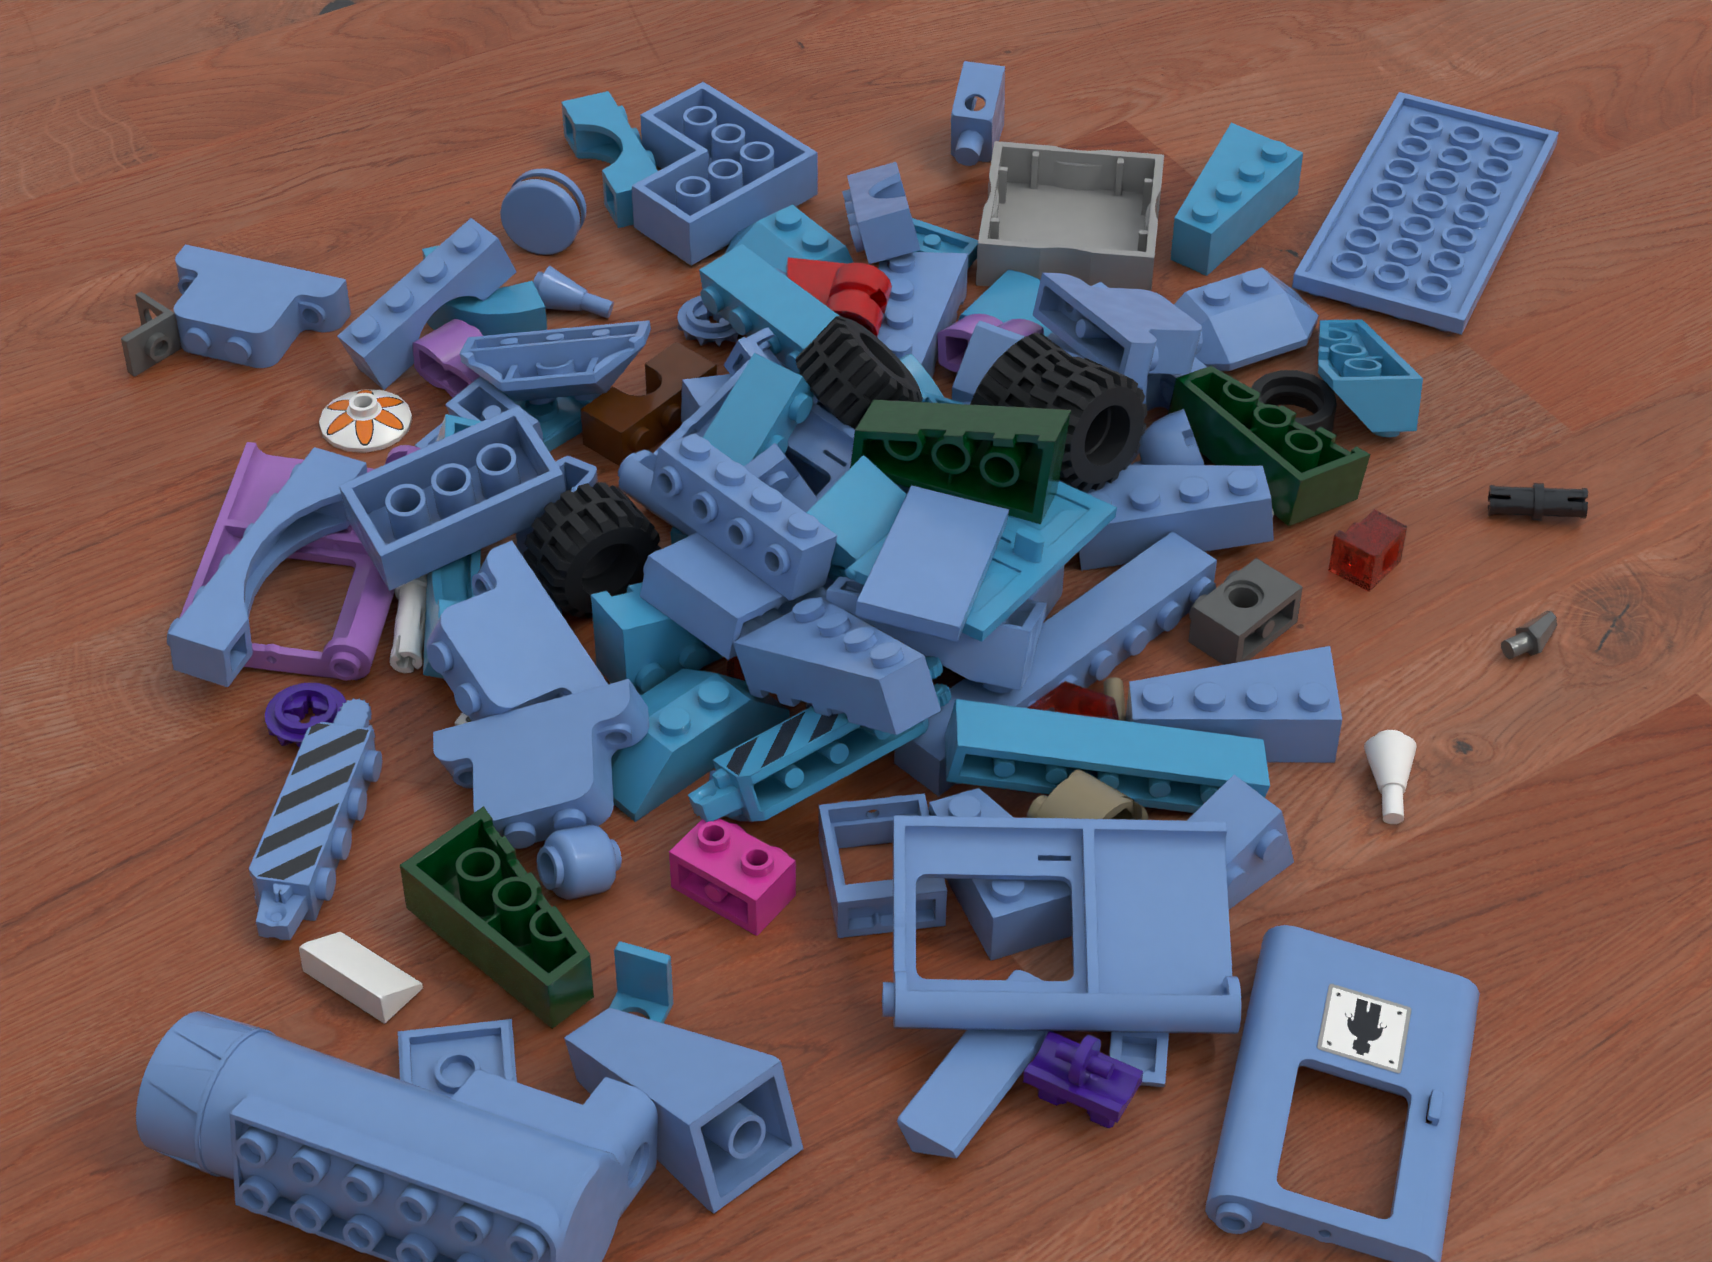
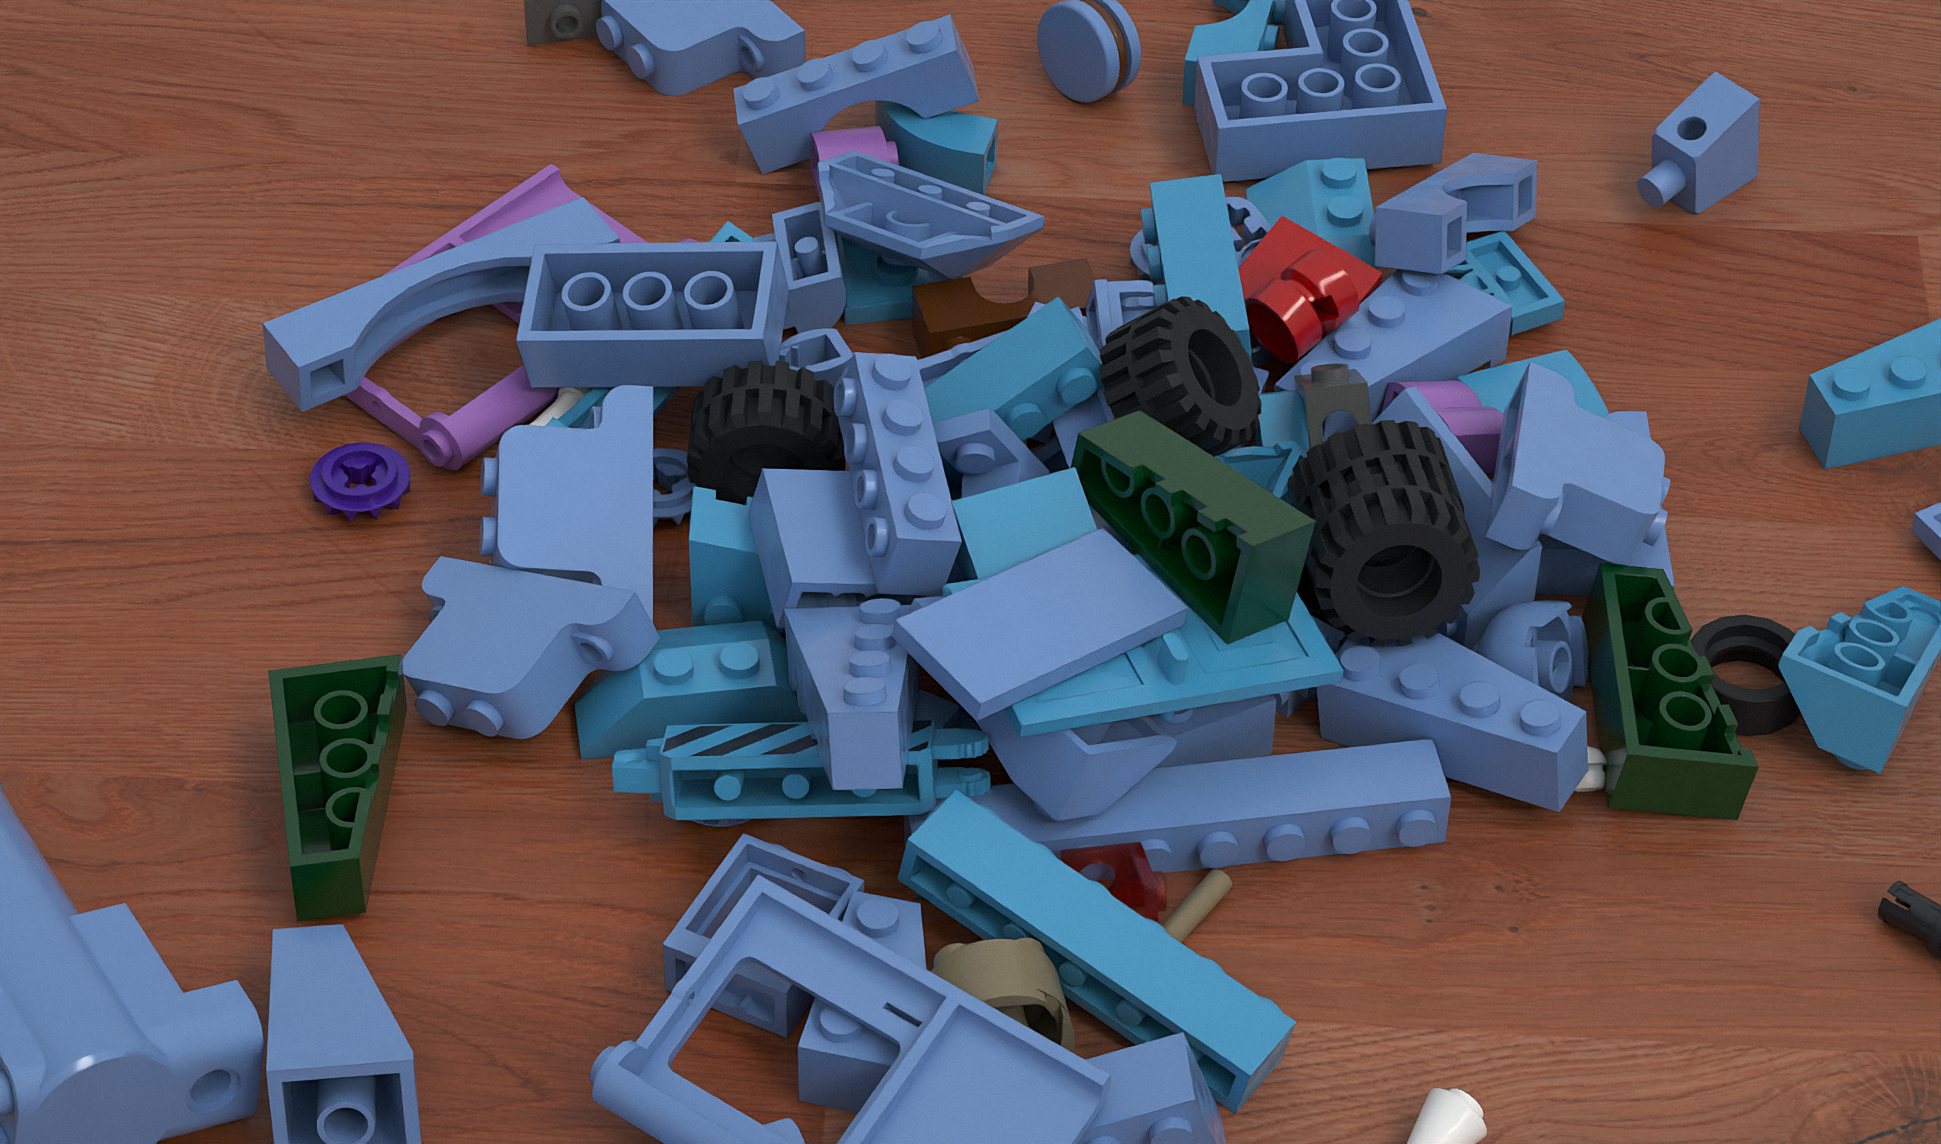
camera: 35 degrees right, 0 degrees up
(314, 821) = (264, 588): medium blue hinge -> none
(358, 975) = (172, 766): white slope -> none
(365, 420) = (707, 194): white dish -> none
(448, 1055) = (185, 909): medium blue tile -> none
(565, 294) = (1030, 144): medium blue cone -> none
(578, 862) = (469, 766): medium blue head -> none
(643, 982) = (411, 933): dark azure bracket -> none
(733, 874) = (610, 861): dark pink brick -> none
(935, 347) = (1331, 390): none -> dark grey bracket
(1071, 215) = (1703, 324): light grey tile -> none
(1244, 613) = (1441, 878): dark grey brick -> none
(1248, 319) = (1788, 539): medium blue wedge -> none
(1276, 698) = (1356, 992): medium blue wedge -> none
(1368, 550) = (1669, 881): clear red brick -> none
(1530, 636) = (1777, 1082): dark grey bar -> none

